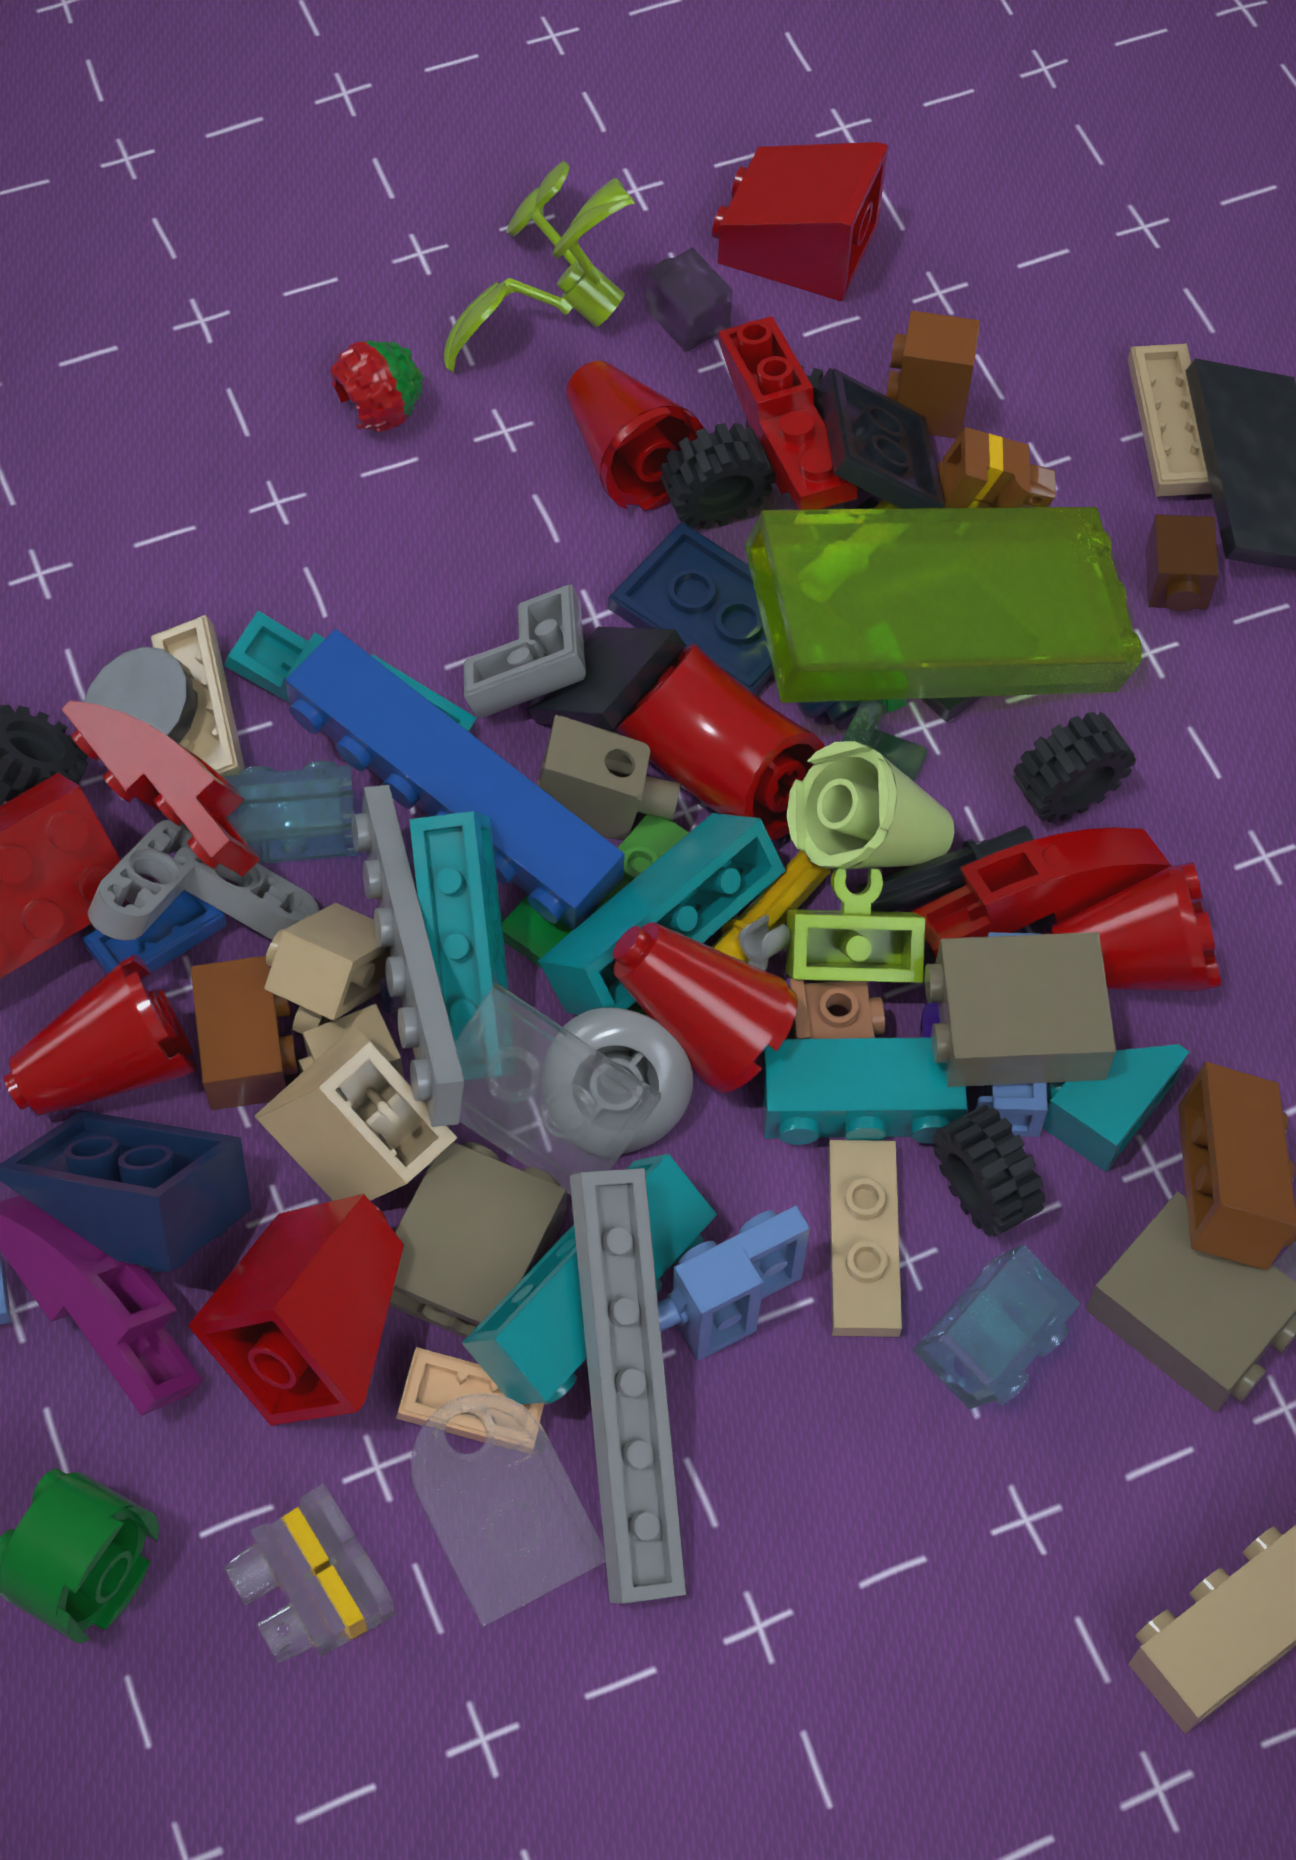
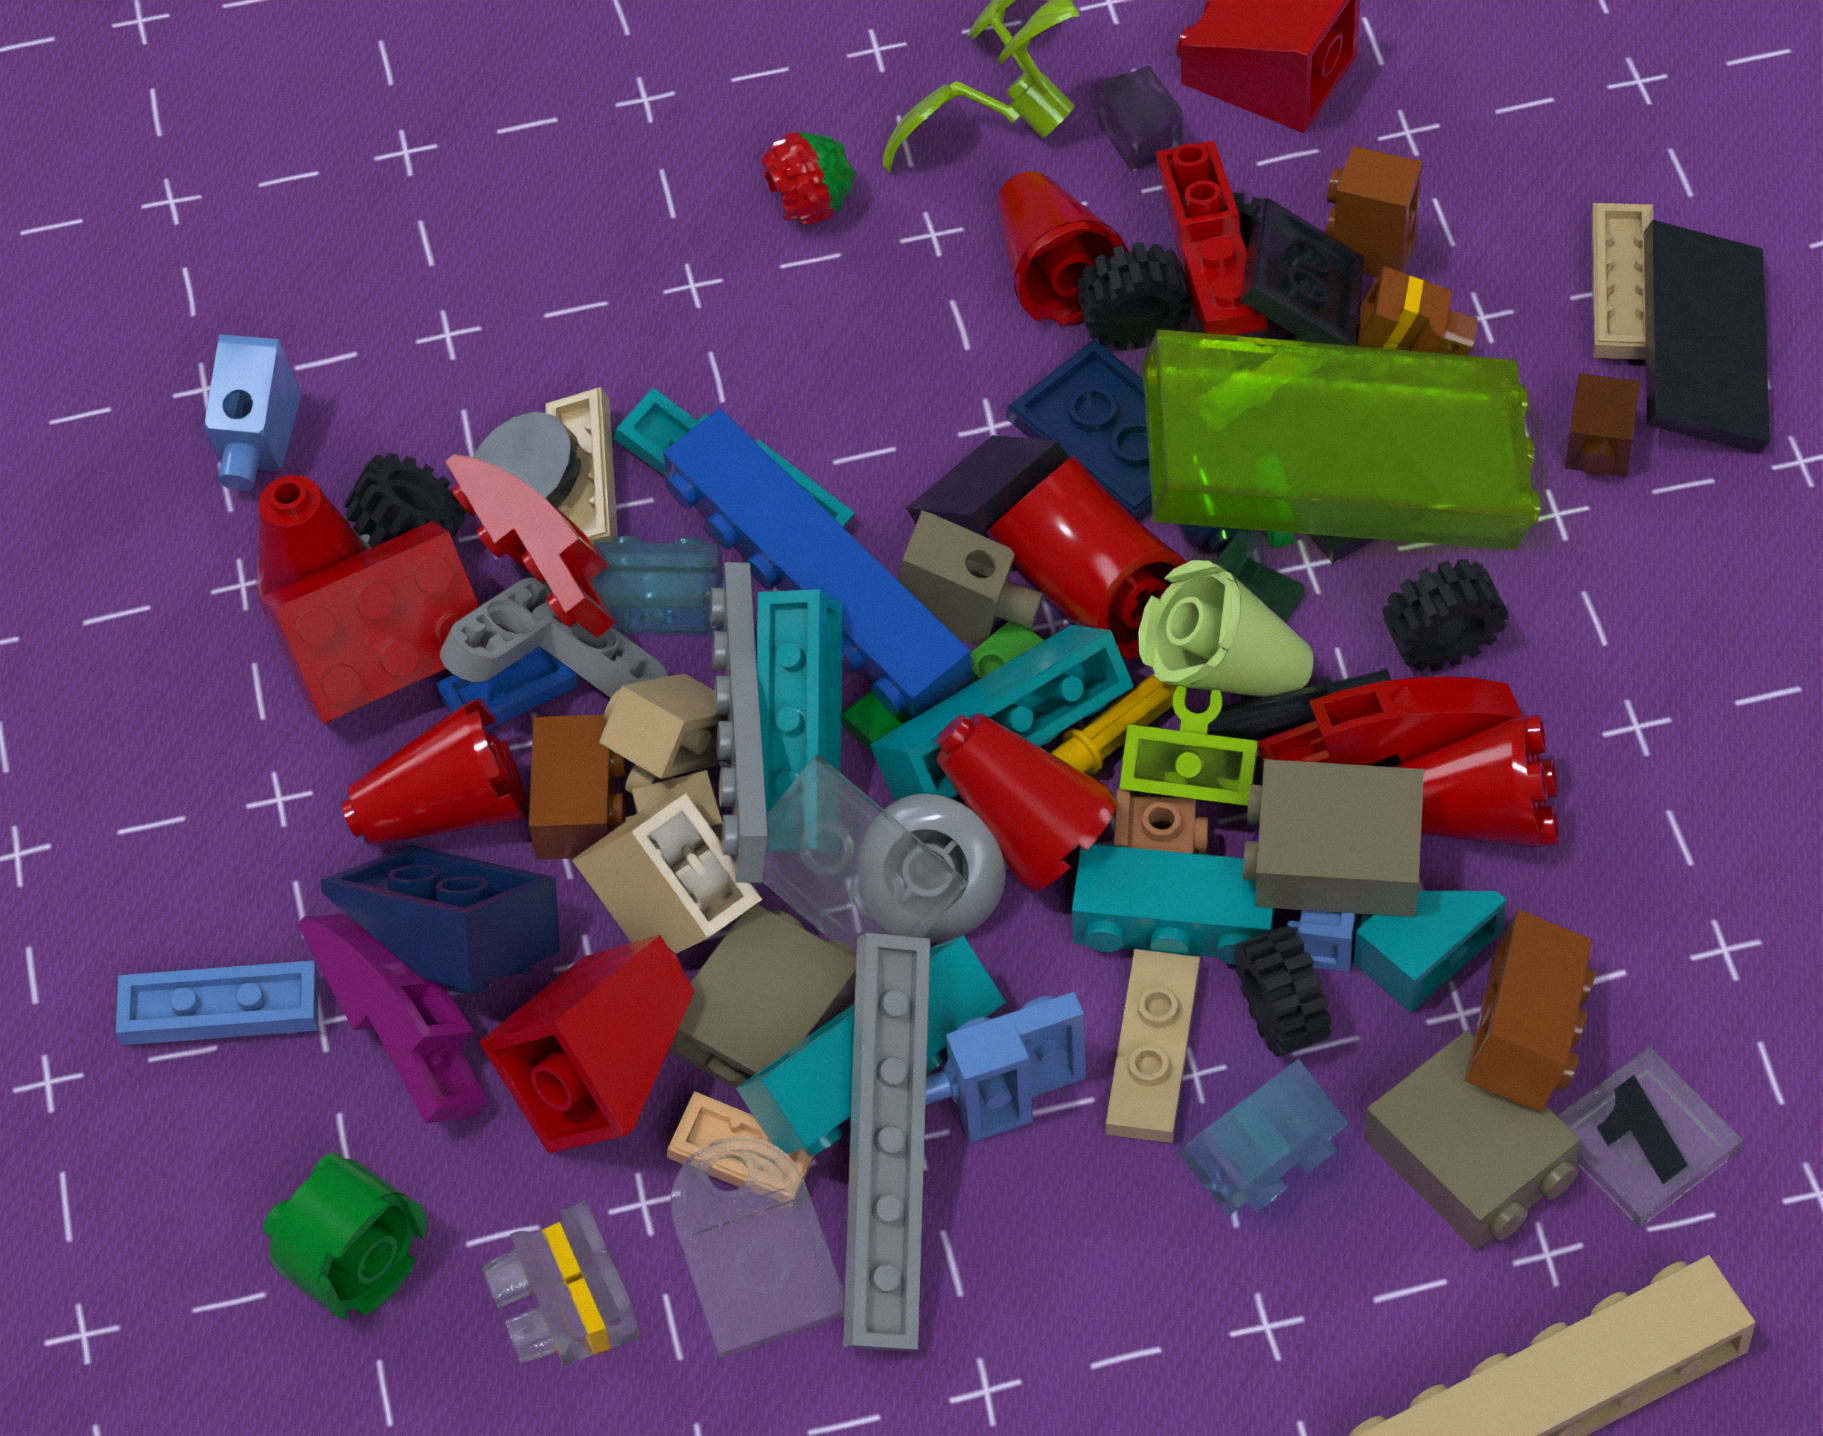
camera: 15 degrees right, 5 degrees down
(538, 663) = (922, 463): light grey brick -> none
(760, 943) = (1096, 751): light grey hand -> none

